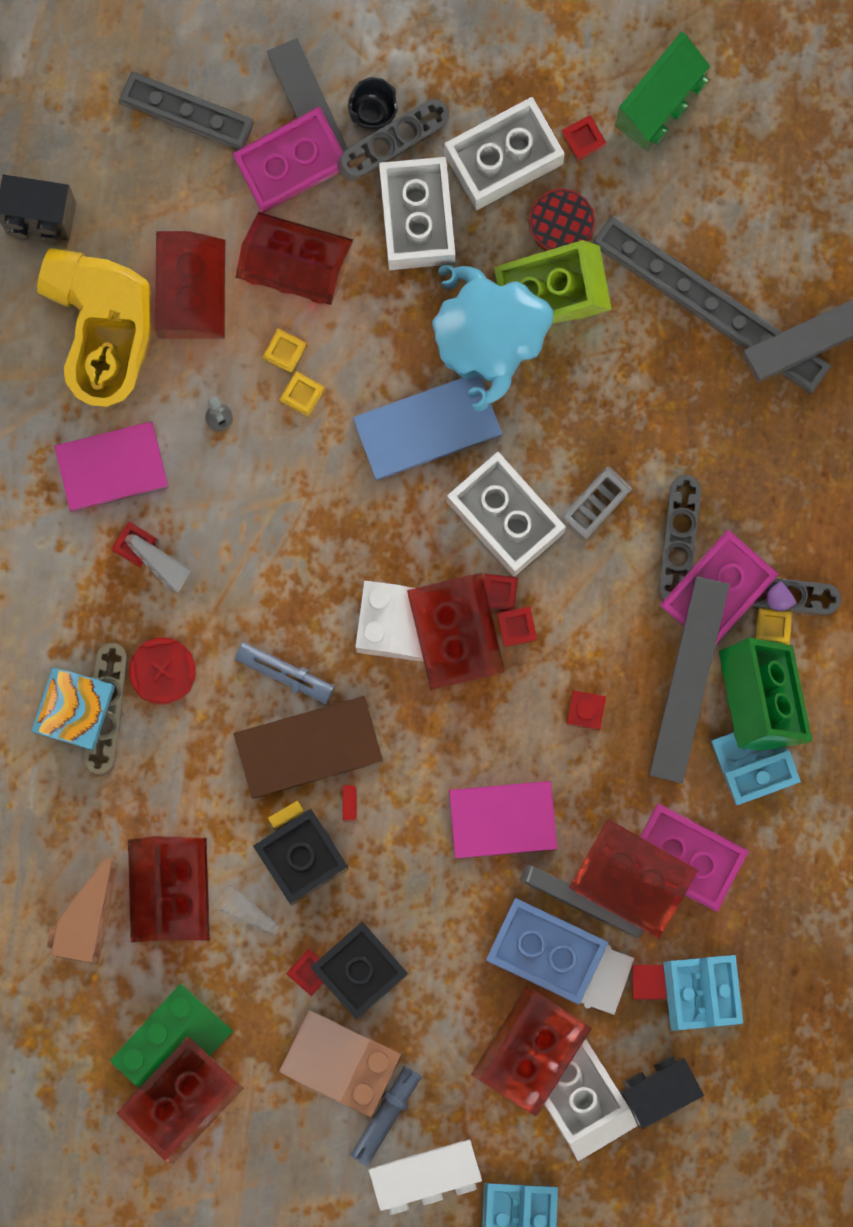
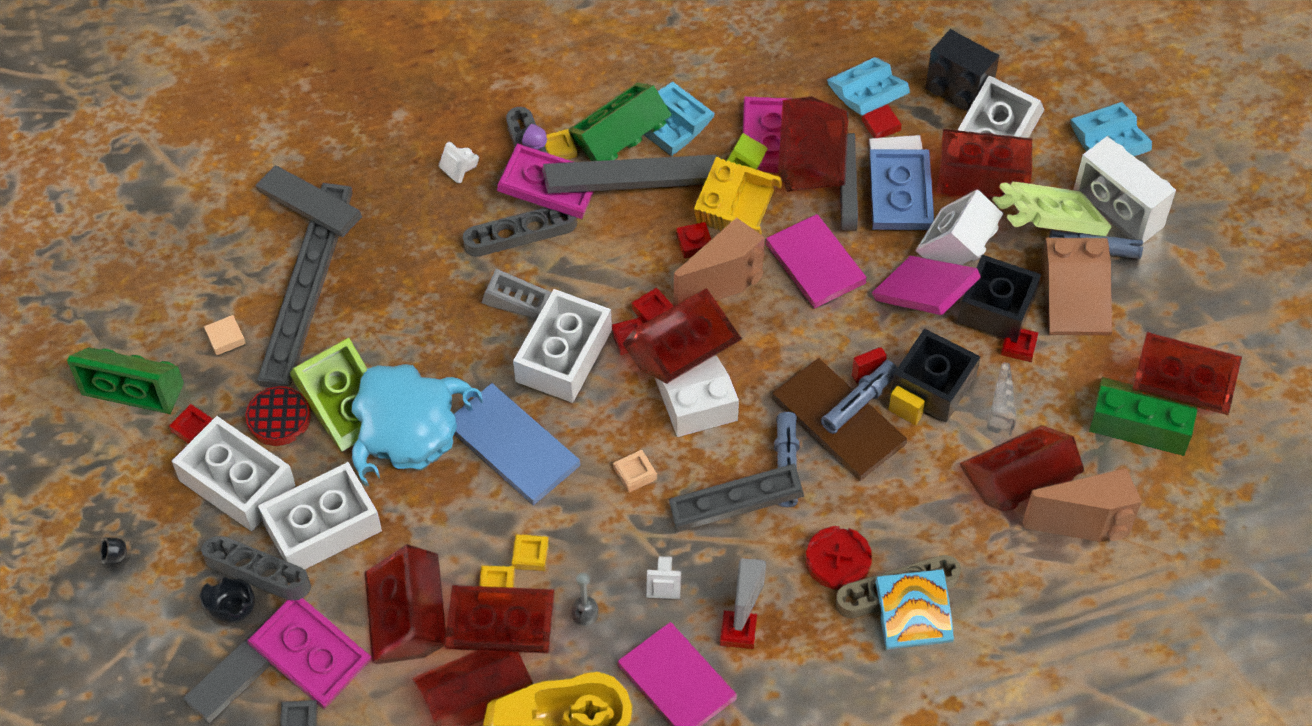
camera: 115 degrees left, 25 degrees down
(211, 497) = (664, 581): none -> white brick
(227, 328) = (501, 619): none -> clear red slope
(263, 603) = (736, 497): none -> dark grey tile
(328, 812) = (869, 388): none -> sand blue pin
(343, 527) = (635, 471): none -> light nougat tile
(406, 903) = (926, 285): none -> dark pink tile
(433, 1083) = (1052, 208): none -> yellowish green tile
(450, 970) = (961, 230): none -> white brick
(479, 23) = (112, 550): none -> black hinge
(525, 722) = (723, 265): none -> nougat slope
(605, 767) = (735, 193): none -> yellow piece
(659, 806) = (747, 152): none -> lime panel
(681, 204) = (224, 335): none -> light nougat tile
(795, 513) = (457, 161): none -> white brick

